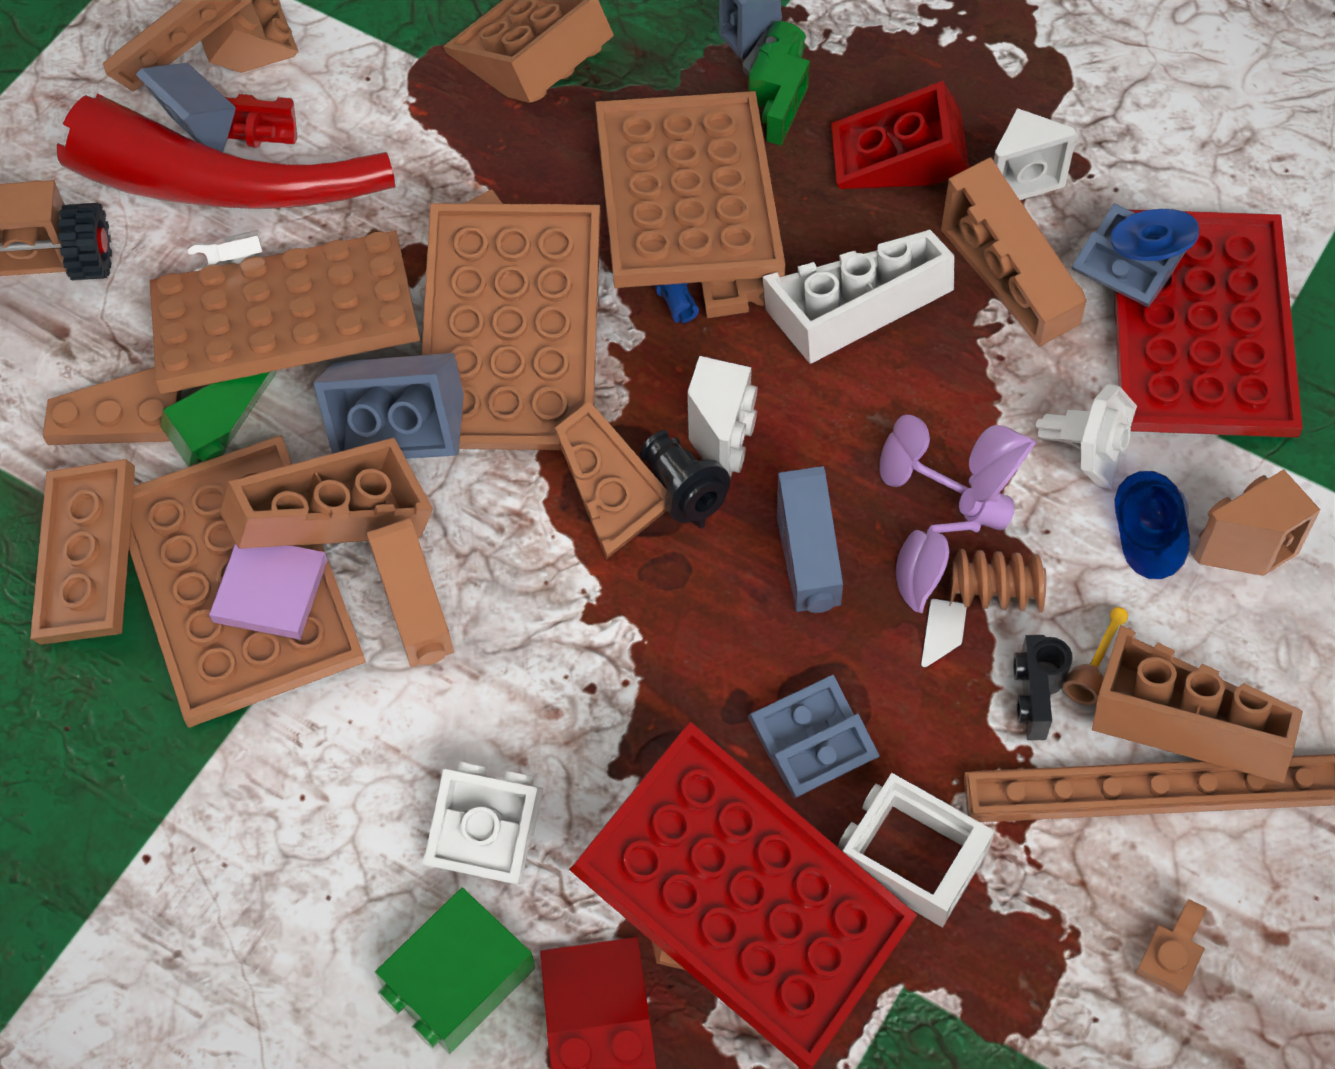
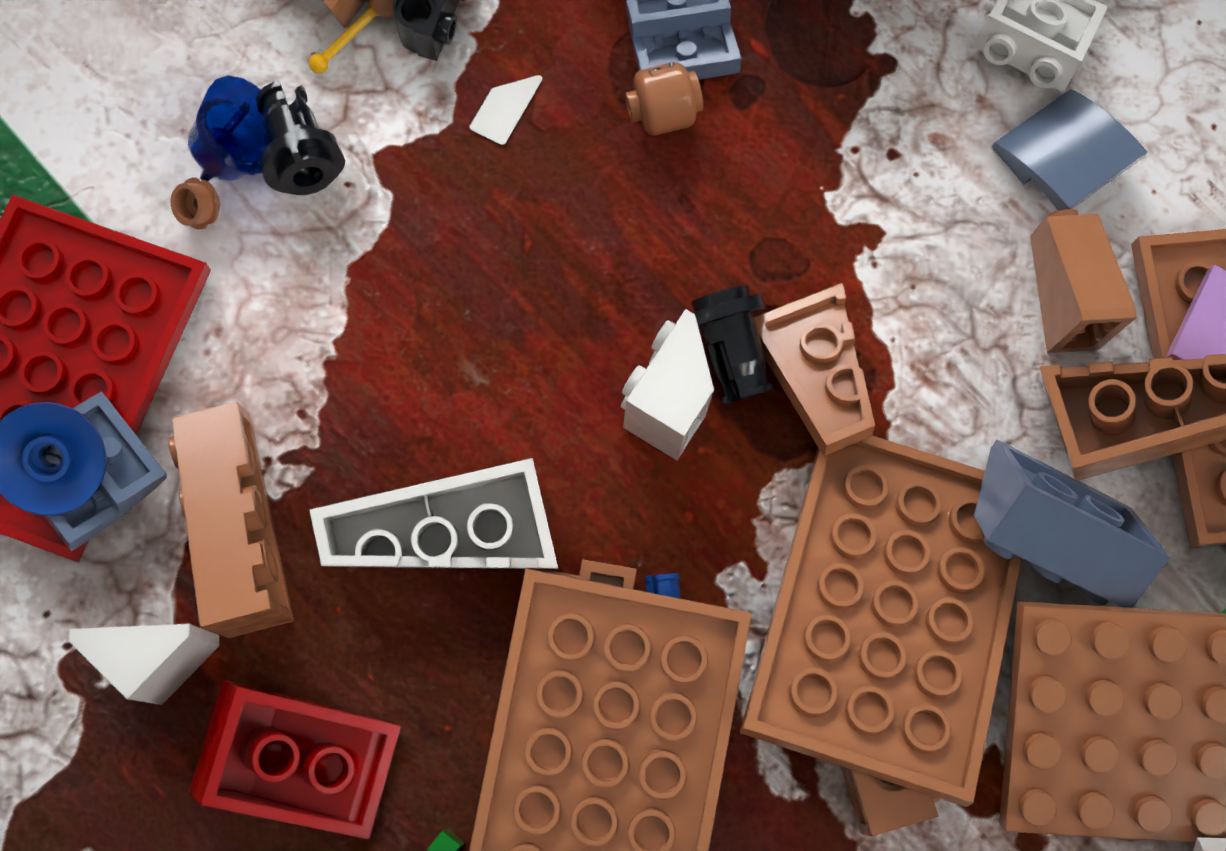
camera: 170 degrees left, 15 degrees up
(435, 720) = (1069, 149): none -> sand blue slope
(805, 654) = (664, 98): none -> nougat head
(809, 539) = (618, 216): sand blue slope -> none
(992, 463) = (391, 168): lavender plant -> none
(998, 579) = (430, 122): nougat piece -> none
(1089, 512) = (299, 154): none -> black piece
(1097, 433) = (252, 241): white piece -> none
(1159, 462) = (195, 203): none -> nougat plate
(1258, 527) = (128, 77): nougat slope -> none

